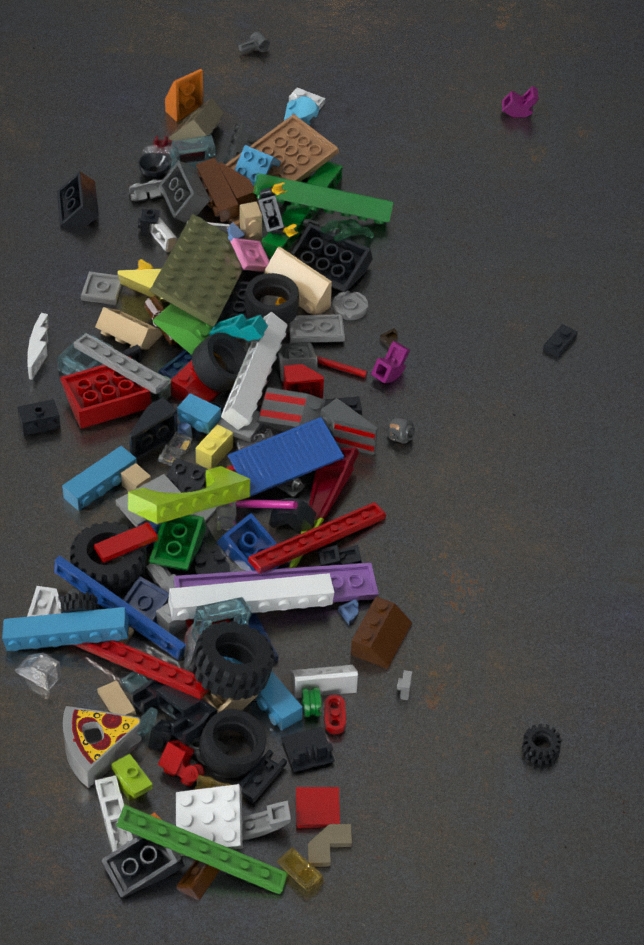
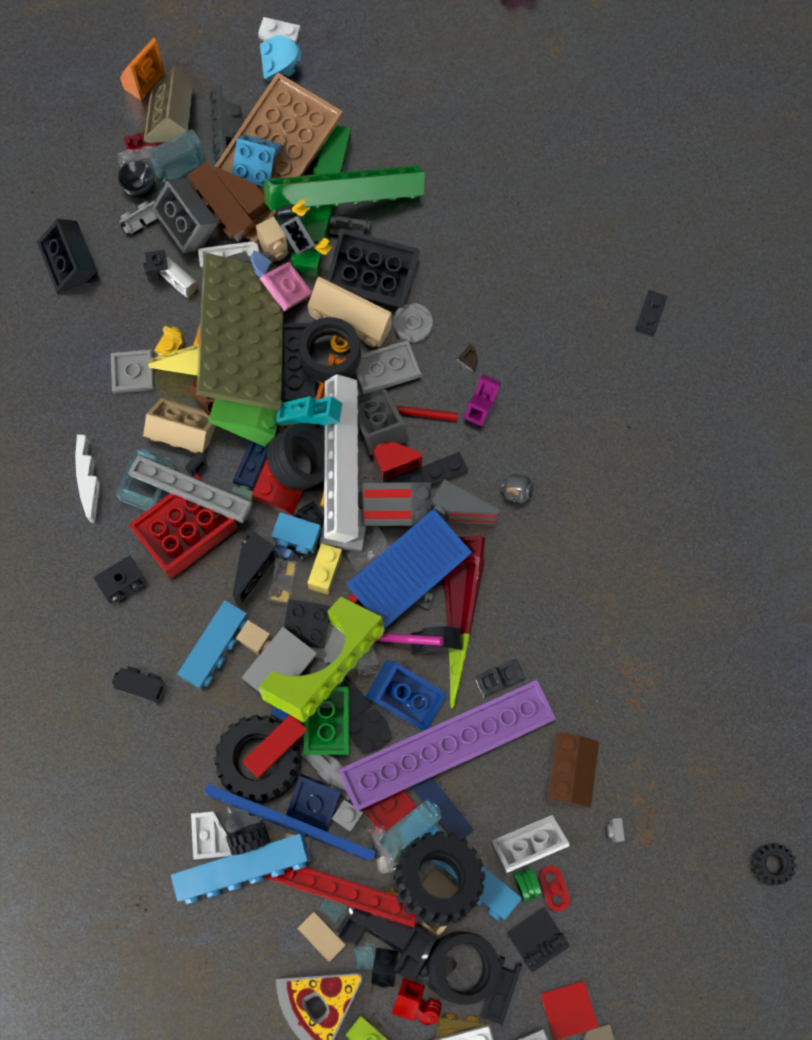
camera: 15 degrees left, 25 degrees up
(26, 490) = (137, 685): none -> black brick
(40, 669) = (226, 922): clear slope -> none
(259, 594) = (429, 776): white brick -> none
(316, 538) = (470, 664): red tile -> none
(348, 228) = (387, 229): clear green piece -> none
(349, 611) = (530, 745): medium blue tile -> none

